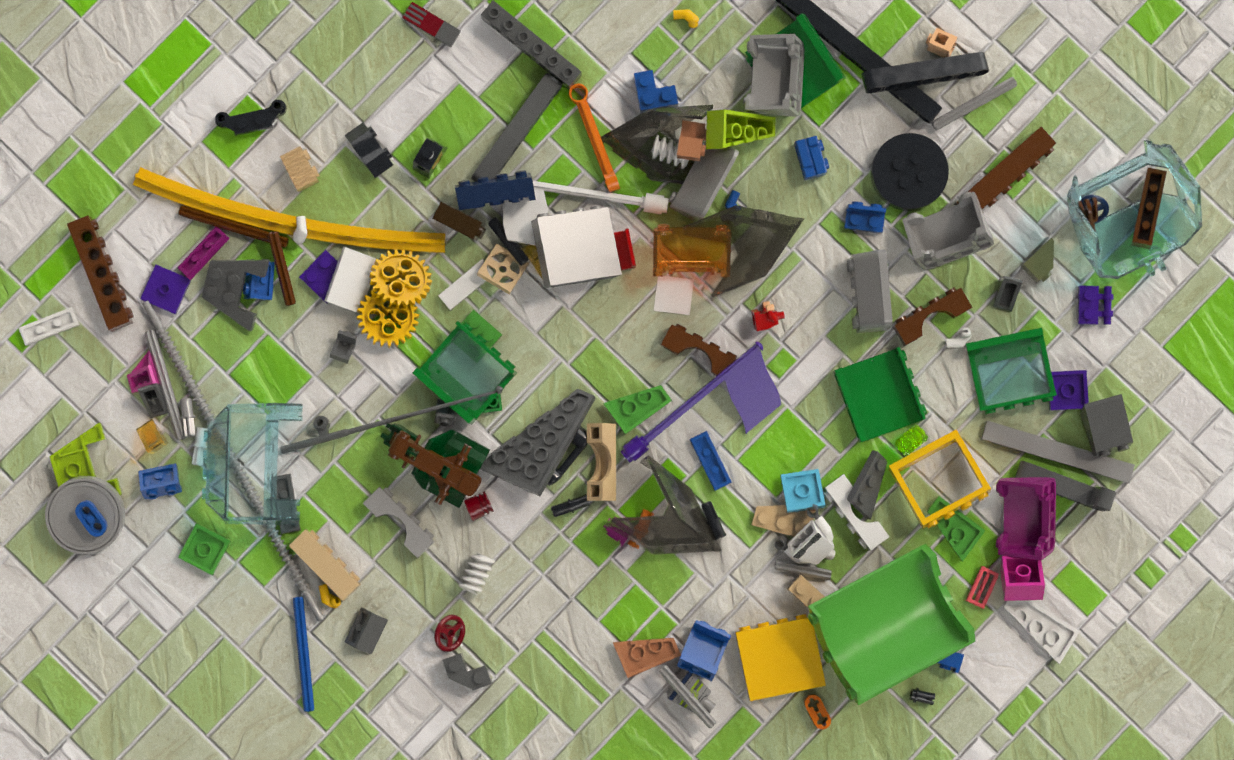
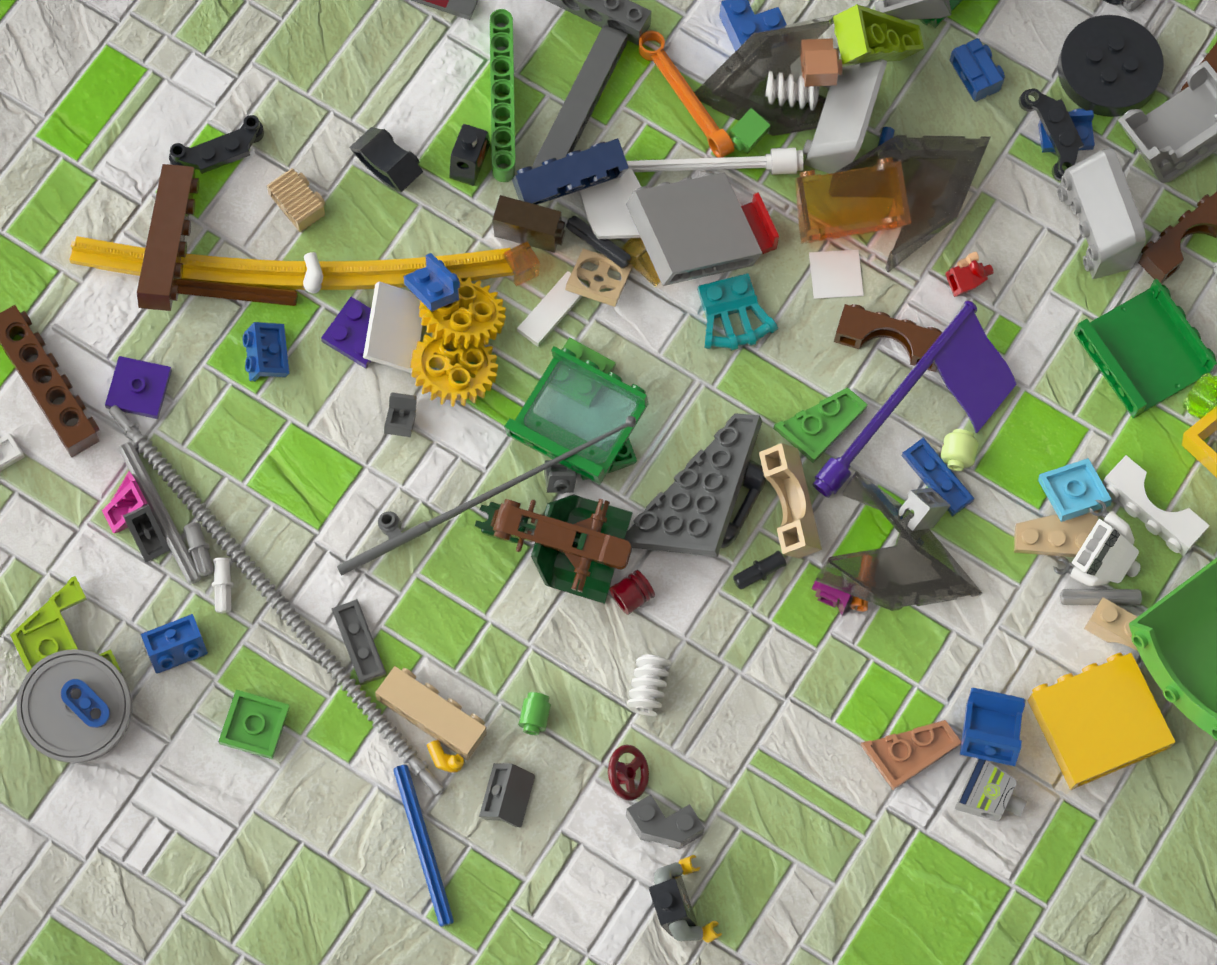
camera: 15 degrees left, 15 degrees down
(151, 437) = (153, 585): clear yellow slope -> none
(202, 184) = (167, 238): none -> reddish brown brick
(203, 253) = (182, 330): magenta tile -> none
(218, 464) = (255, 598): clear light blue windscreen -> none
(225, 286) = (222, 360): dark grey wing -> none
(281, 268) = (295, 329): reddish brown axle -> none
(382, 257) = (433, 284): none -> blue bracket
(395, 578) = (534, 713): none -> bright green brick
(417, 539) = (497, 615): light grey arch -> none
(450, 248) = (522, 263): none -> clear orange panel
(461, 731) = (674, 904): none -> torso
(466, 105) = (502, 84): none -> bright green beam
(593, 299) = (732, 297): none -> teal plate
(632, 177) = (748, 131): none -> bright green brick
(687, 696) = (986, 792): light grey axle -> none
(692, 486) = (927, 508): none -> light grey hinge
(713, 520) = (961, 552): black axle -> none
(728, 446) = (959, 449): none -> yellowish green head
(813, 714) = (1166, 790): orange beam -> none
(857, 218) = (1057, 126): none -> black plate
(867, 486) = (1160, 466): dark grey wing -> none

